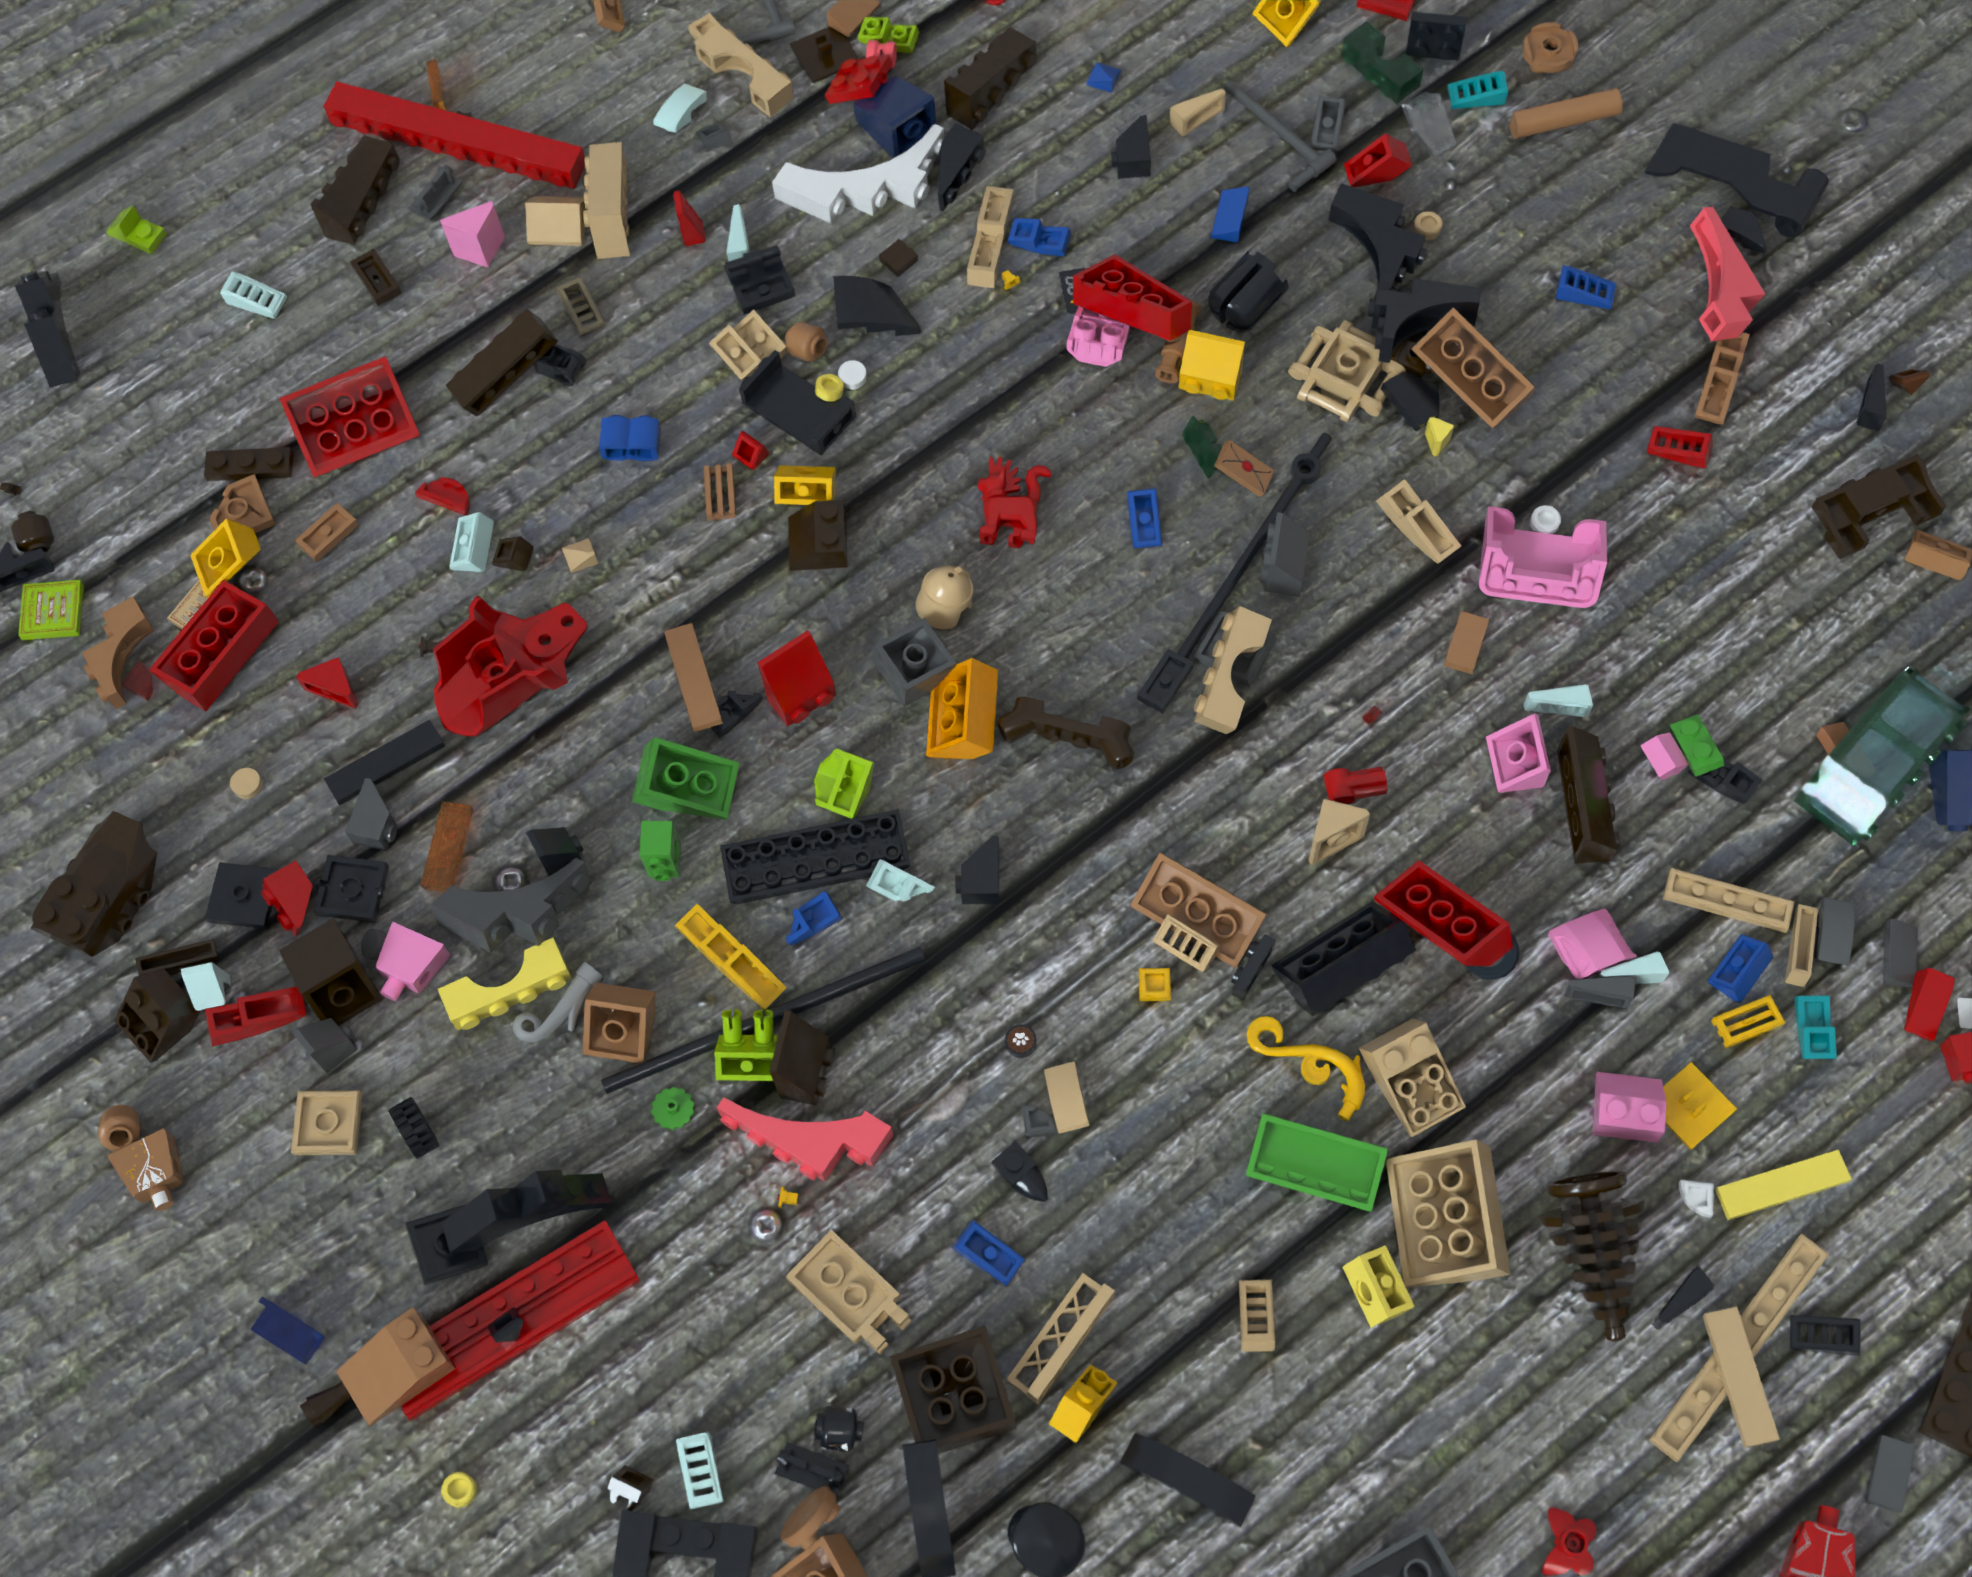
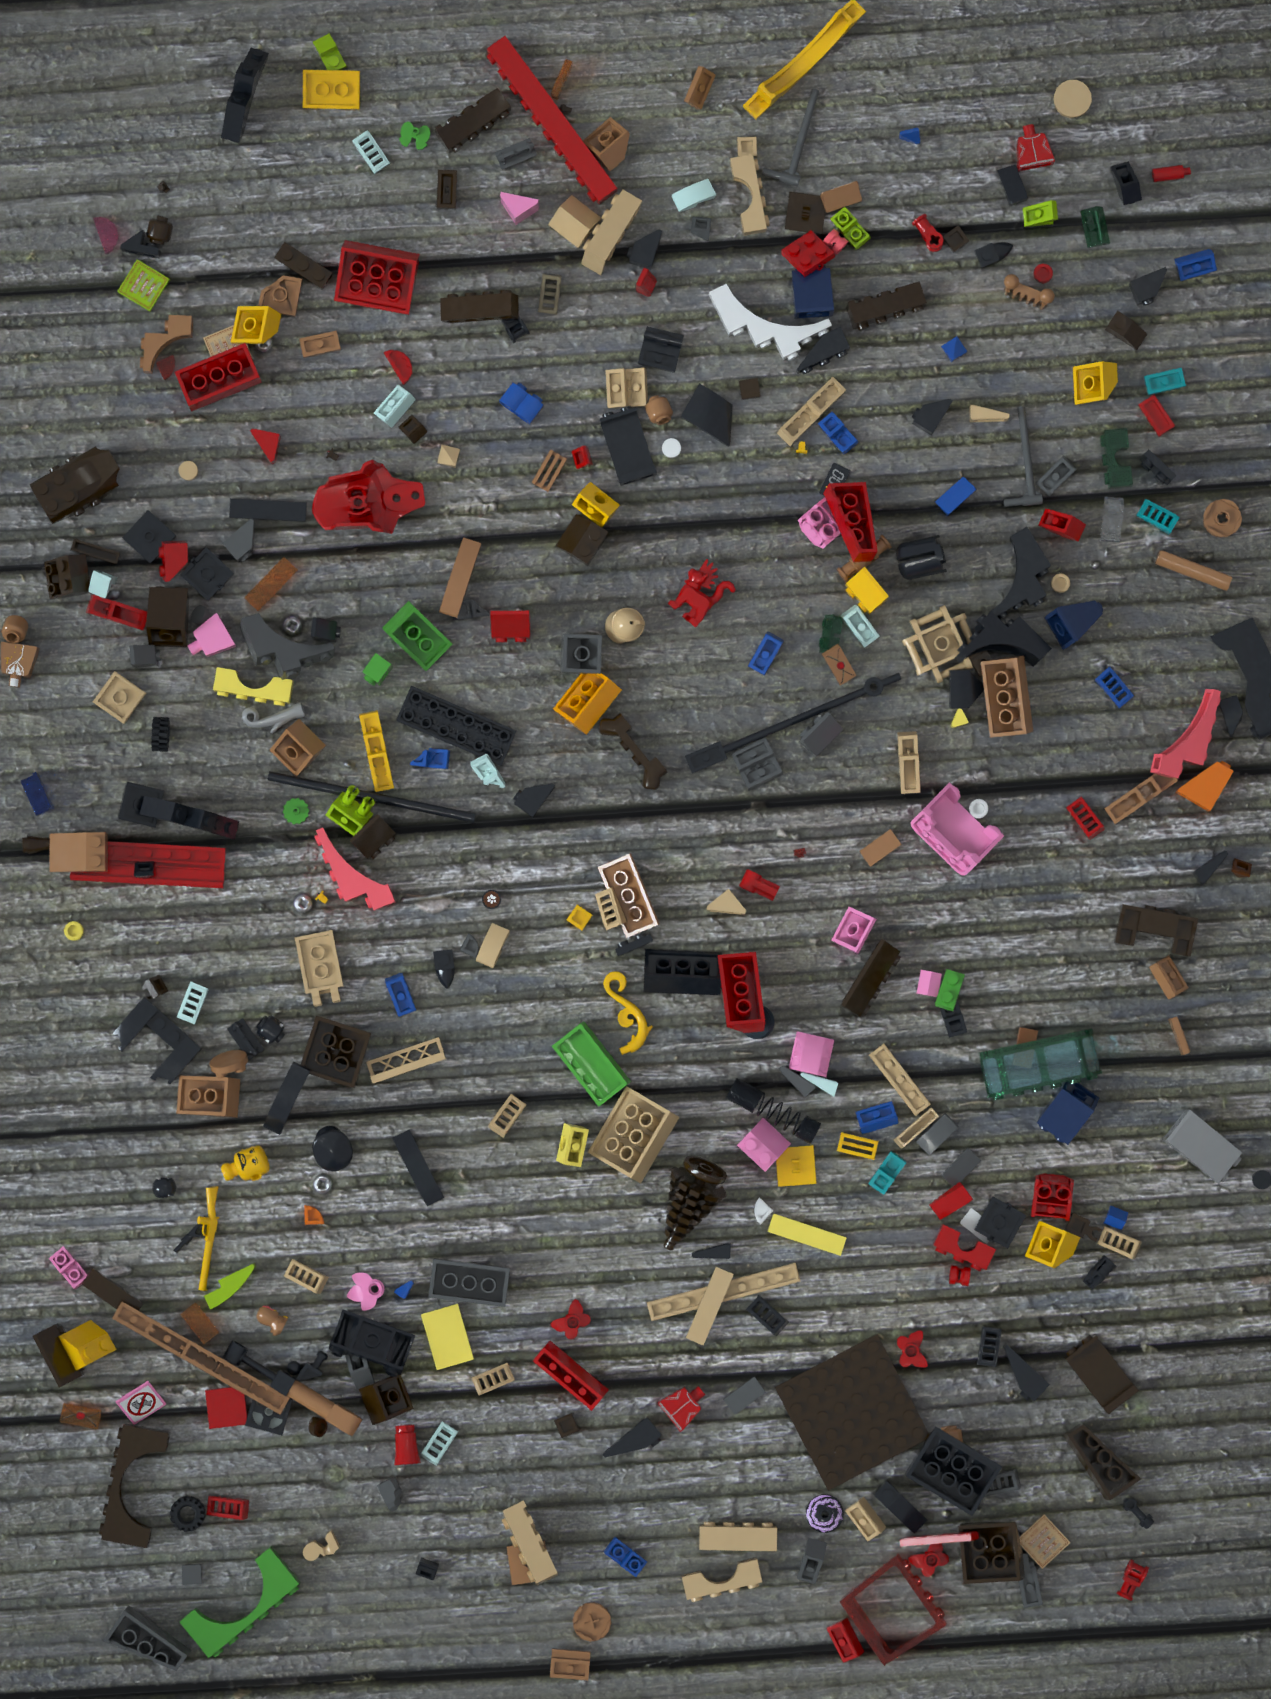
camera: 30 degrees right, 20 degrees up
(160, 261) = (331, 89): none -> yellow tile
(304, 243) = (421, 135): none -> bright green piece
(543, 112) = (608, 143): none -> medium nougat slope
(660, 192) = (645, 250): none -> black slope
(737, 239) = (664, 317): light aqua slope -> none
(829, 387) = (652, 448): light yellow tile -> none
(843, 782) = (497, 695): lime slope -> none
(1082, 1403) = (394, 1099): yellow slope -> none
(1220, 703) = (760, 764): tan arch -> none
(1233, 416) = (860, 625): none -> light aqua slope
(1413, 1076) = (670, 1055): tan slope -> none
(1477, 250) = (1072, 621): none -> dark blue slope
(1561, 701) = (903, 918): light aqua slope -> none
(1563, 1055) = (749, 1097): none -> black piece
(1789, 318) = (1207, 785): none -> orange slope

